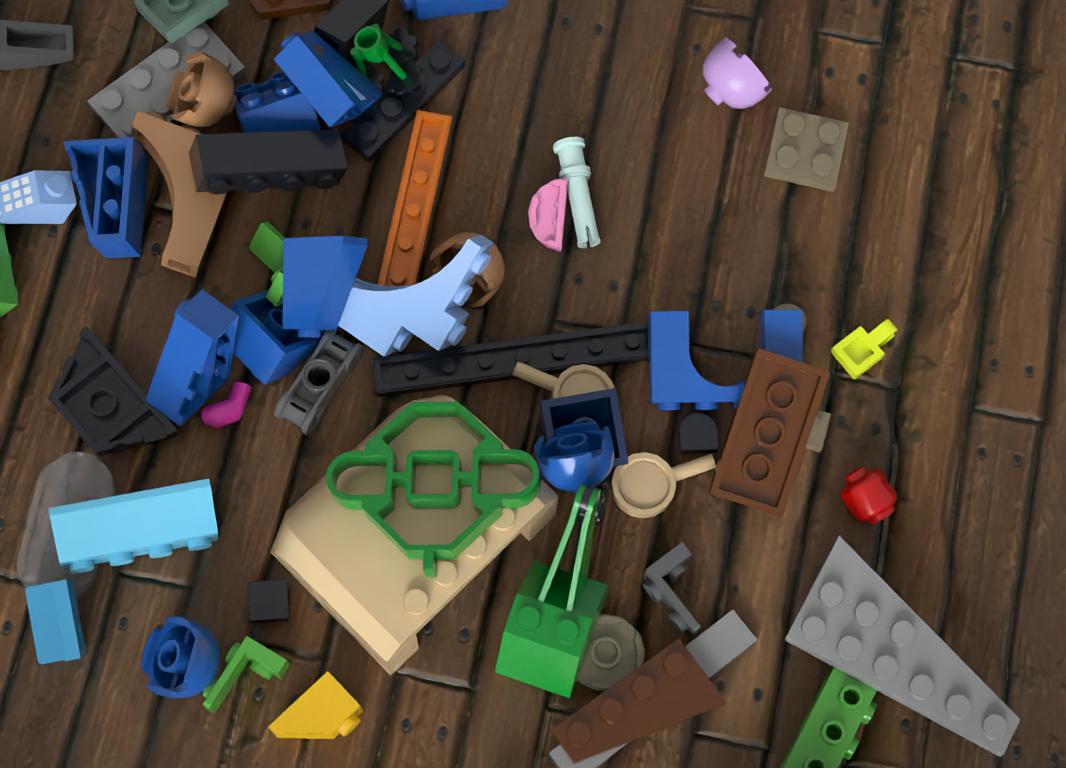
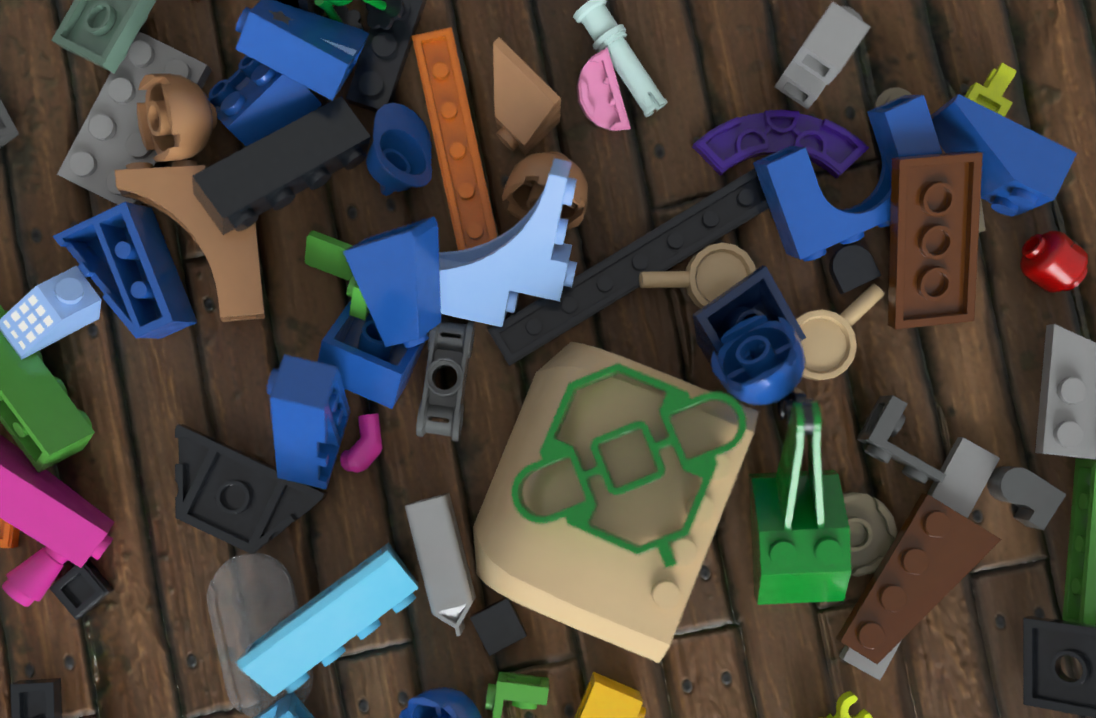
camera: 20 degrees left, 15 degrees up
(248, 522) = (441, 559): none -> light grey piece
(366, 189) = (399, 150): none -> blue piece
(479, 191) = (522, 101): none -> medium nougat slope
(706, 316) = (774, 130): none -> dark purple tile
(734, 248) = (822, 54): none -> light grey arch
(769, 677) = (1029, 492): none -> dark grey leg
(855, 391) = (1017, 163): none -> blue slope

